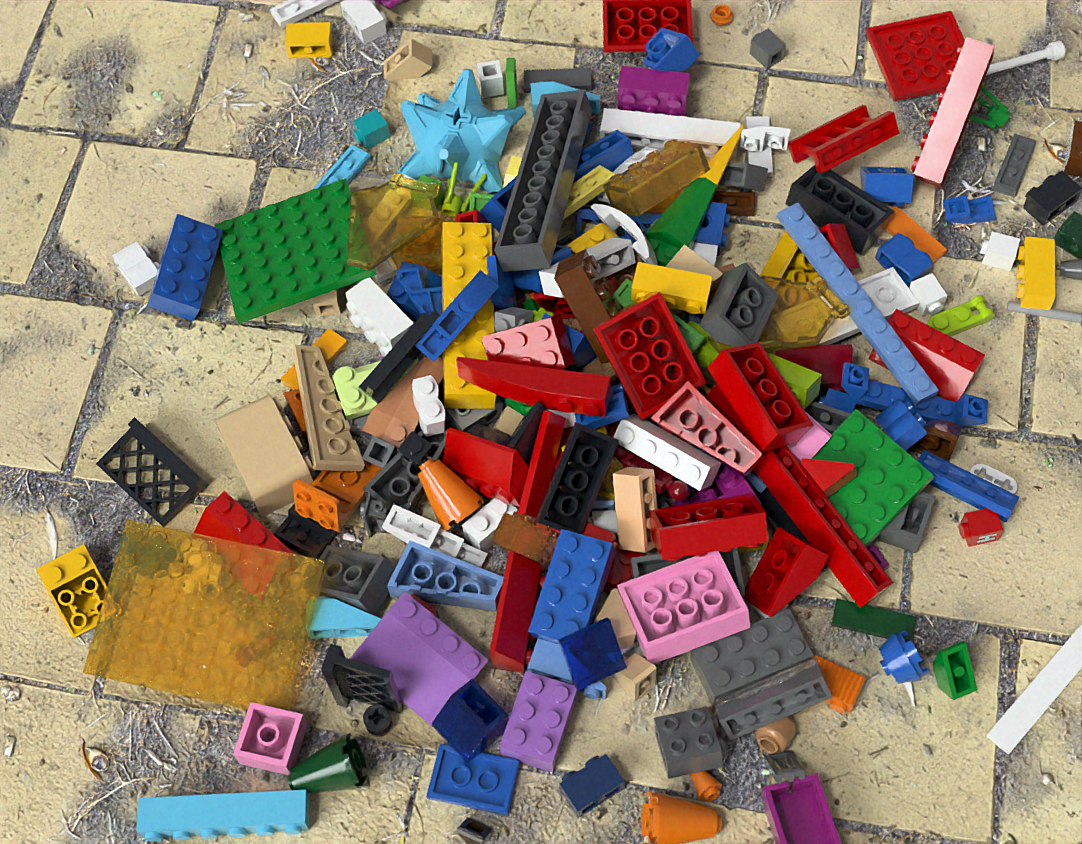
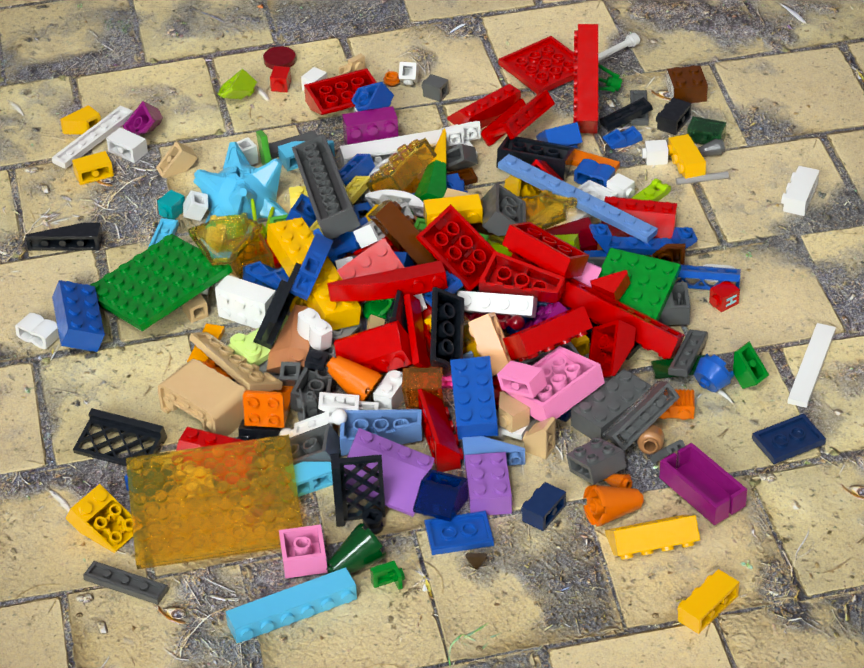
camera: 25 degrees left, 20 degrees down
(62, 691) = (125, 582): none -> dark grey tile
(238, 139) = (67, 238): none -> black slope
(352, 811) = (386, 574): none -> green bracket
(373, 543) = (337, 417): none -> white plate
(394, 142) = (195, 205): none -> white brick
(592, 653) = (507, 424): clear blue tile -> none
(637, 596) = (522, 379): none -> bright pink brick
(743, 15) = (408, 73): none -> white brick
(815, 103) = (488, 107): none -> red slope
(889, 606) = (688, 353): none -> dark grey tile
(902, 424) = (647, 247): blue brick -> none
(957, 803) = (788, 438): none -> dark blue plate
(990, 173) = (625, 114): none -> black tile

